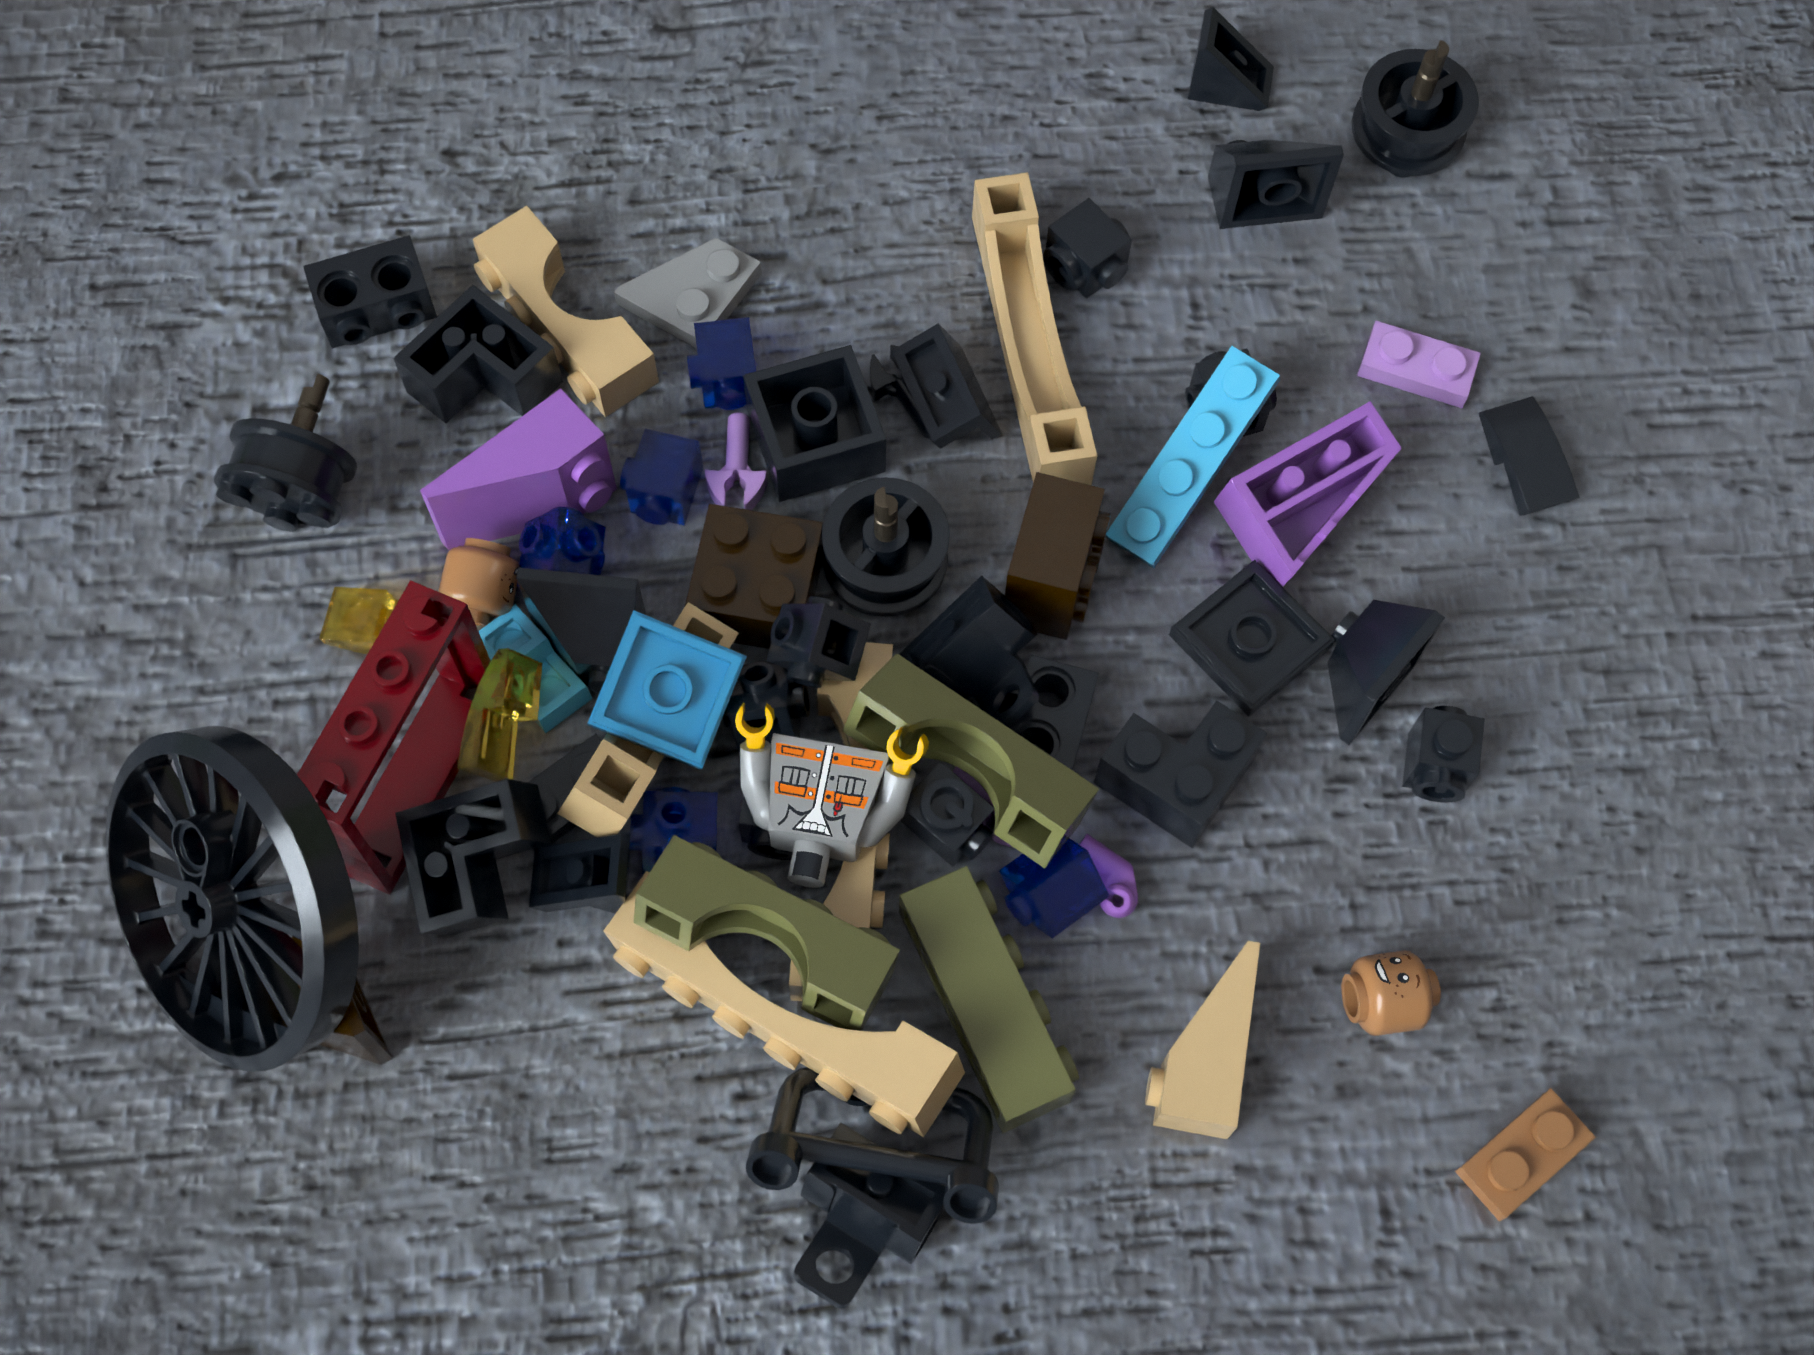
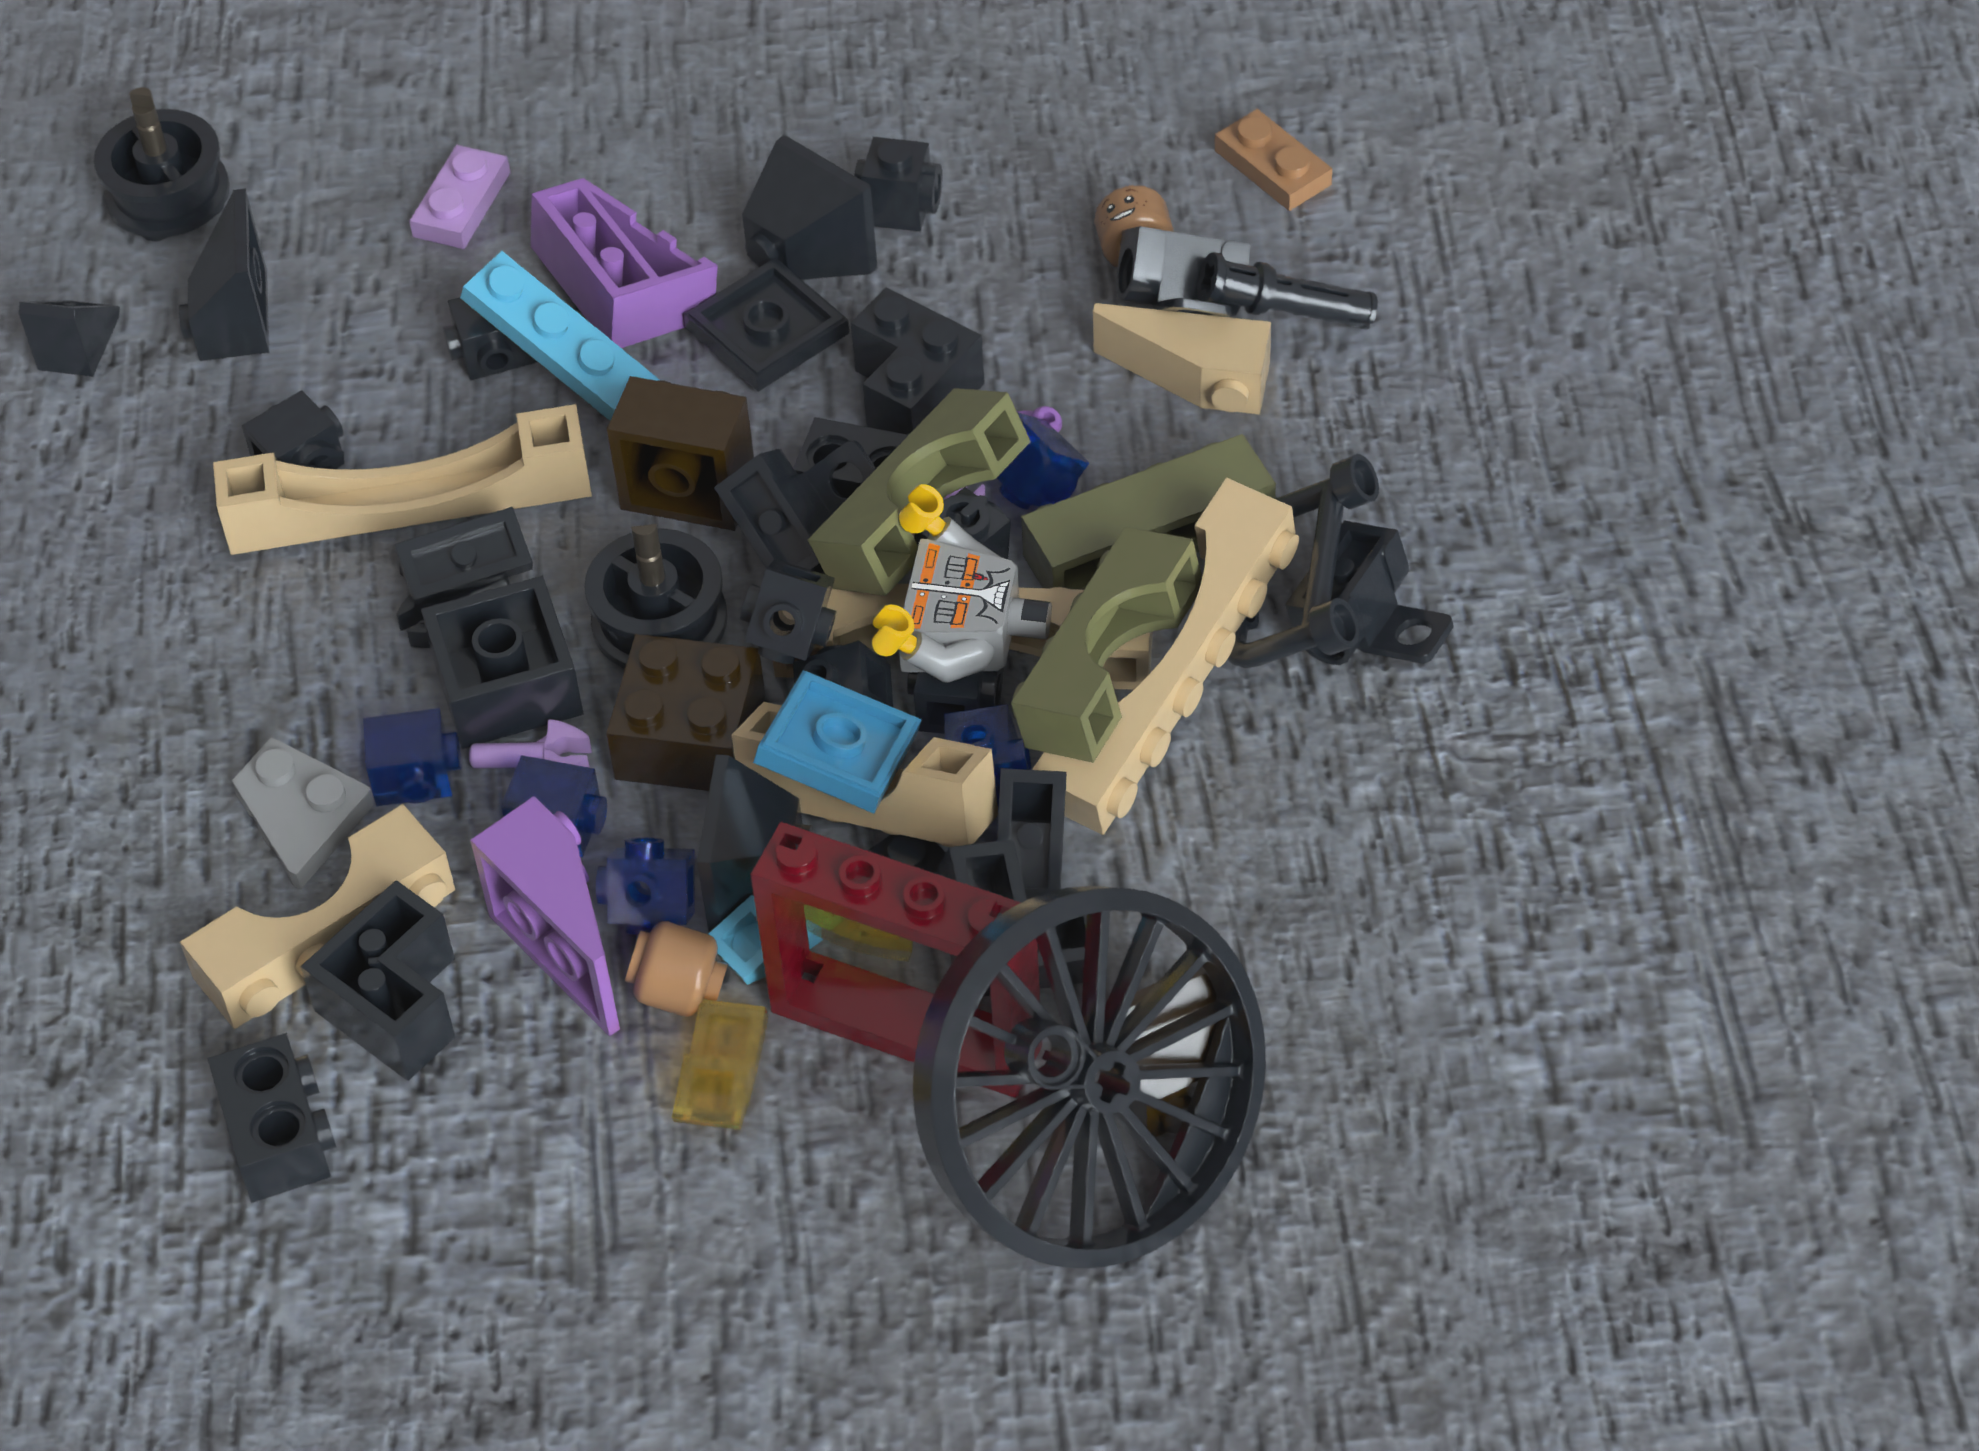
camera: 85 degrees left, 15 degrees down
(287, 467) = (528, 1148): black wheel -> none
(1288, 1114) = (1262, 289): none -> black pin
(1307, 1037) = (1165, 268): none -> piece
(1531, 455) = (563, 116): black slope -> none

